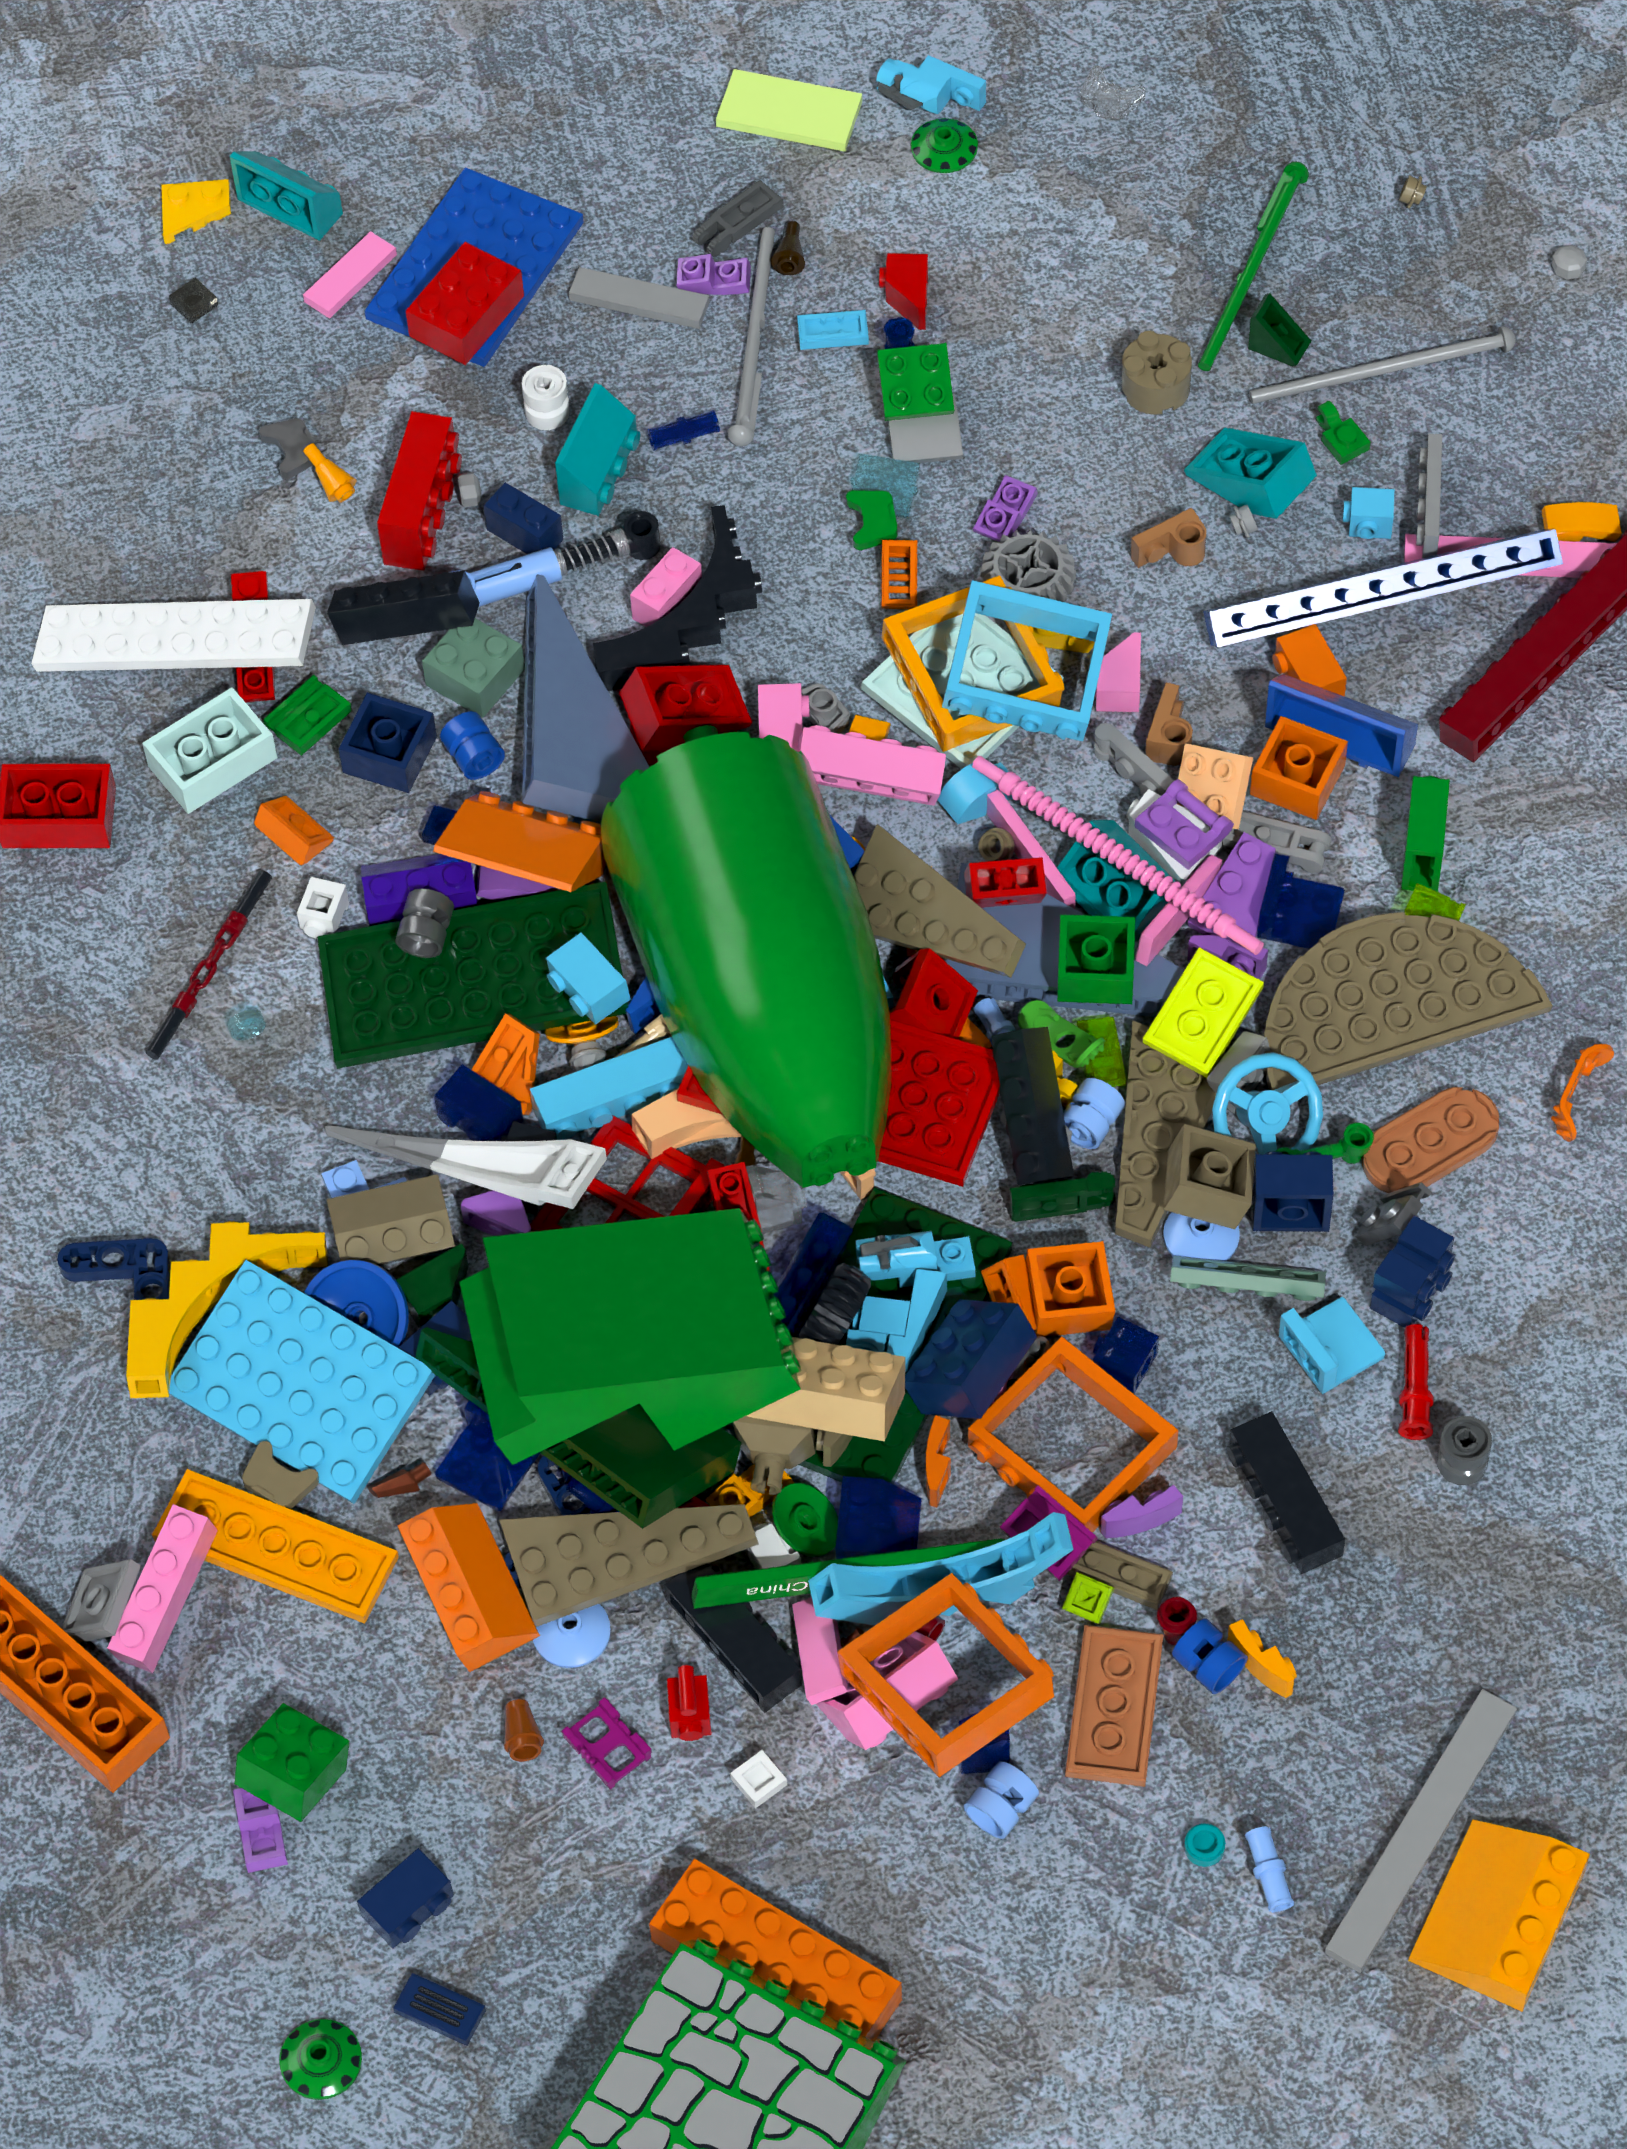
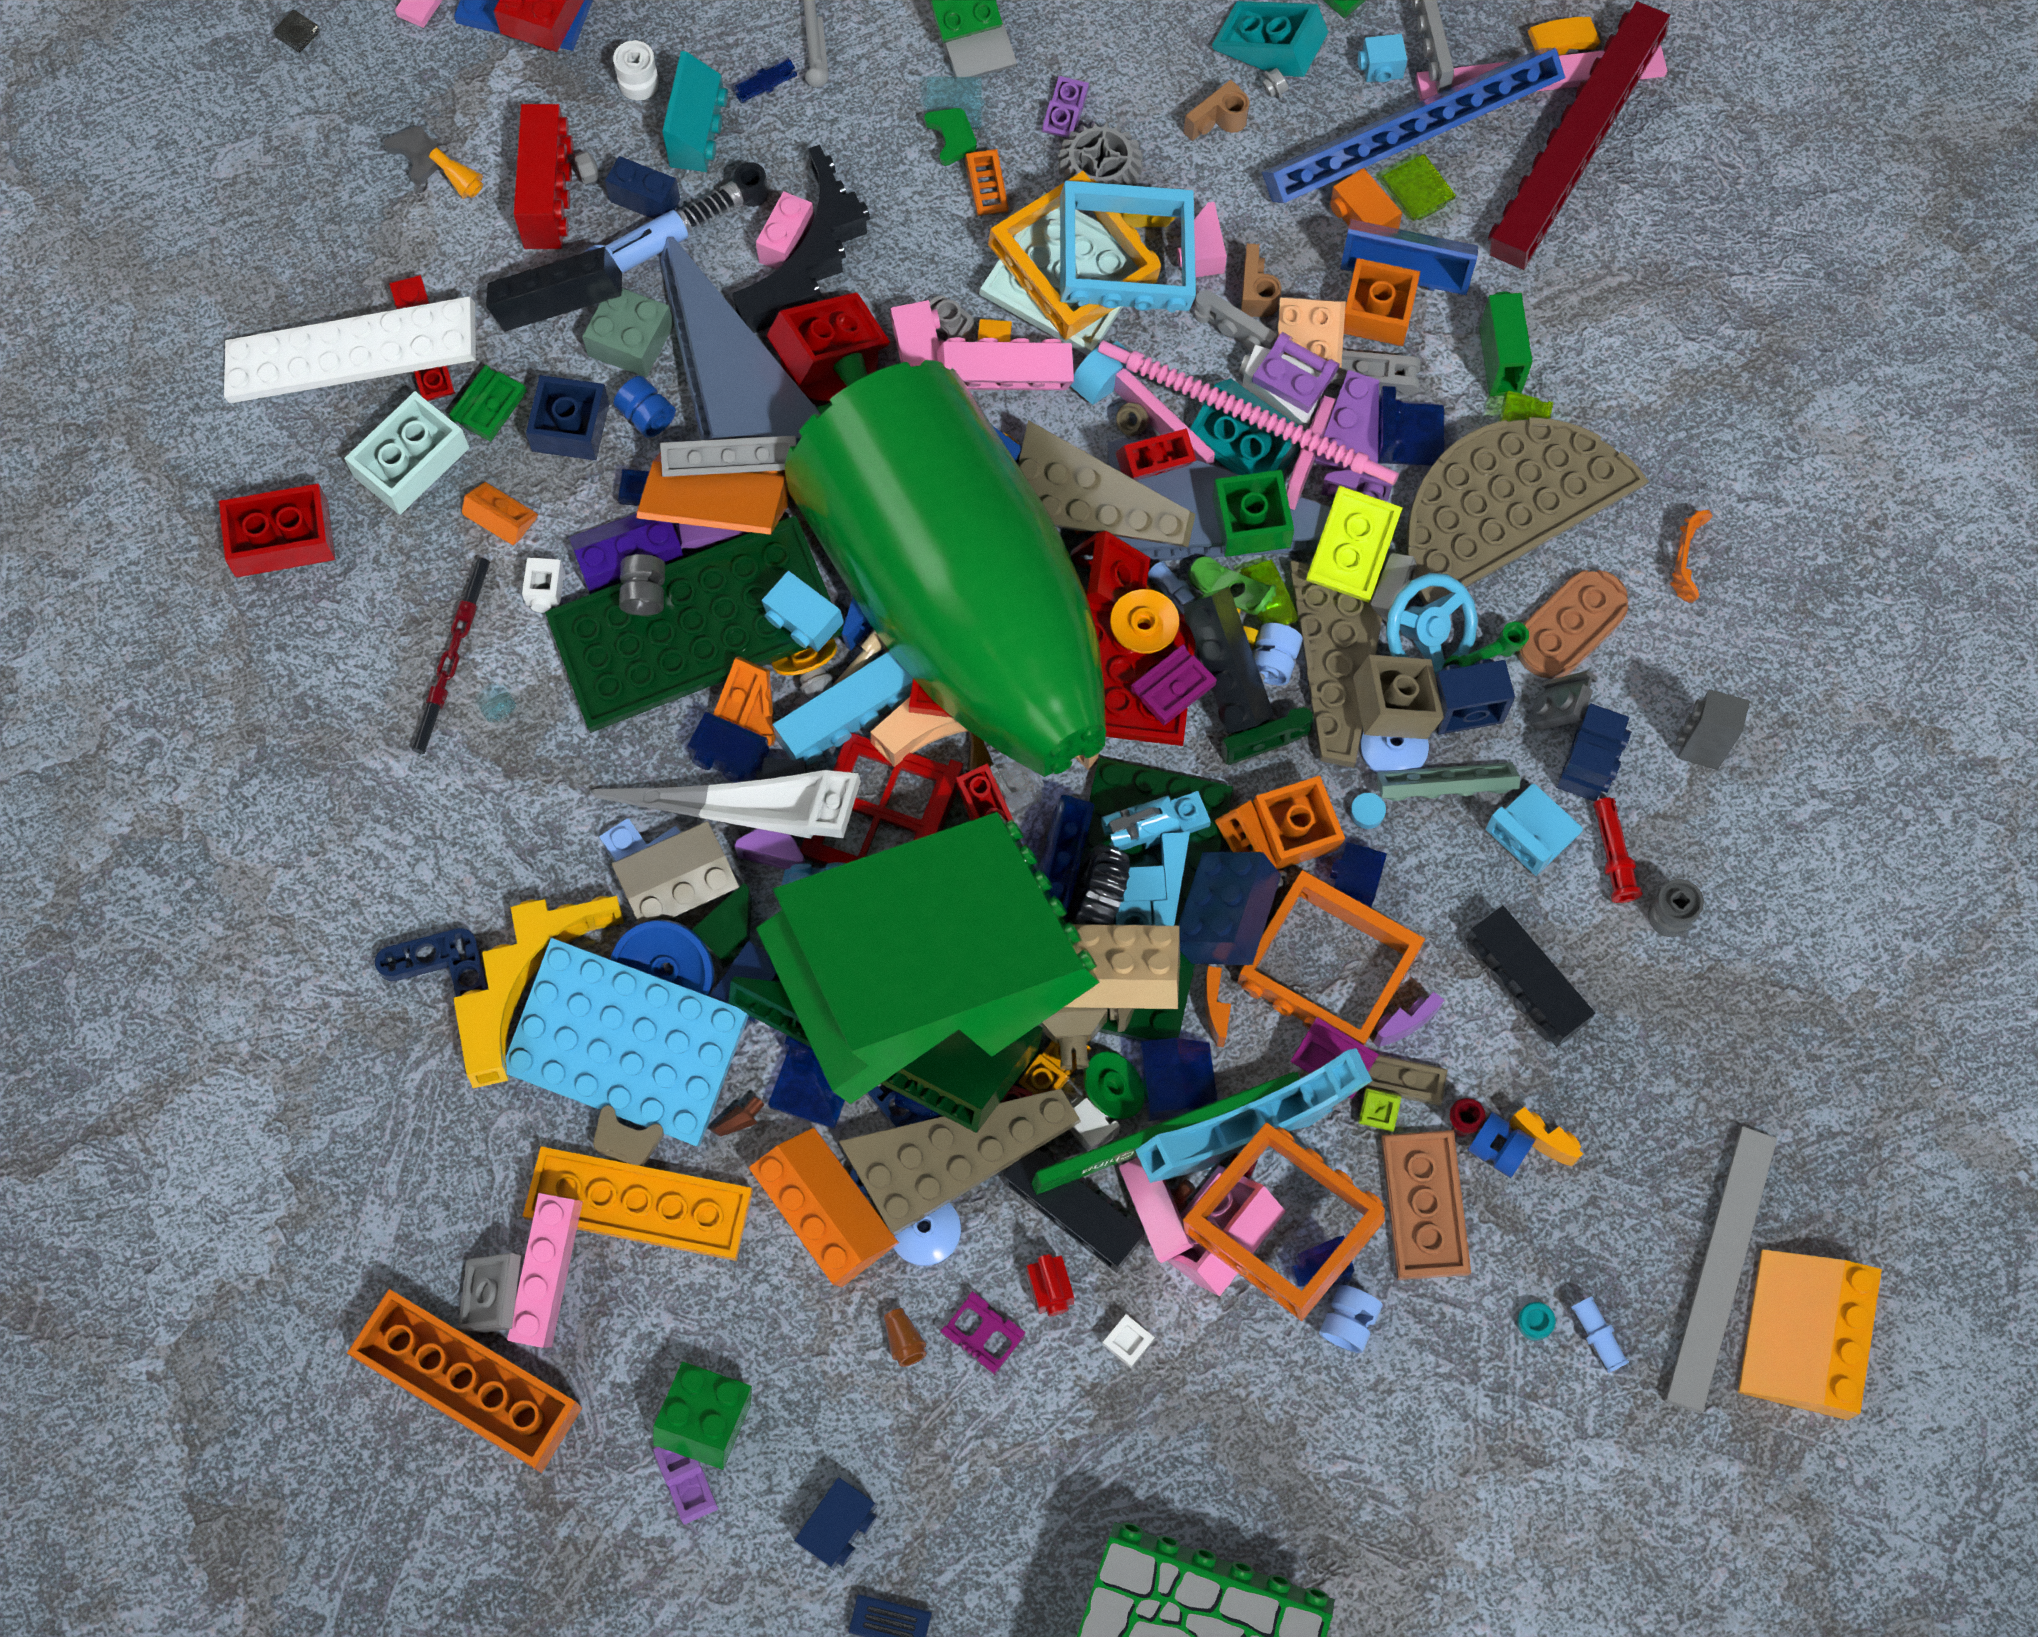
camera: 15 degrees left, 10 degrees up
(539, 804) = (725, 456): none -> light grey plate
(777, 1947) = (1180, 1505): orange brick -> none
(952, 1035) = (1149, 608): none -> light orange dish
(964, 1118) = (1173, 685): none -> magenta plate
(1154, 1294) = (1368, 810): none -> medium azure tile
(1377, 656) = (1419, 187): none -> clear neon green piece
(1546, 1268) = (1712, 729): none -> dark grey brick

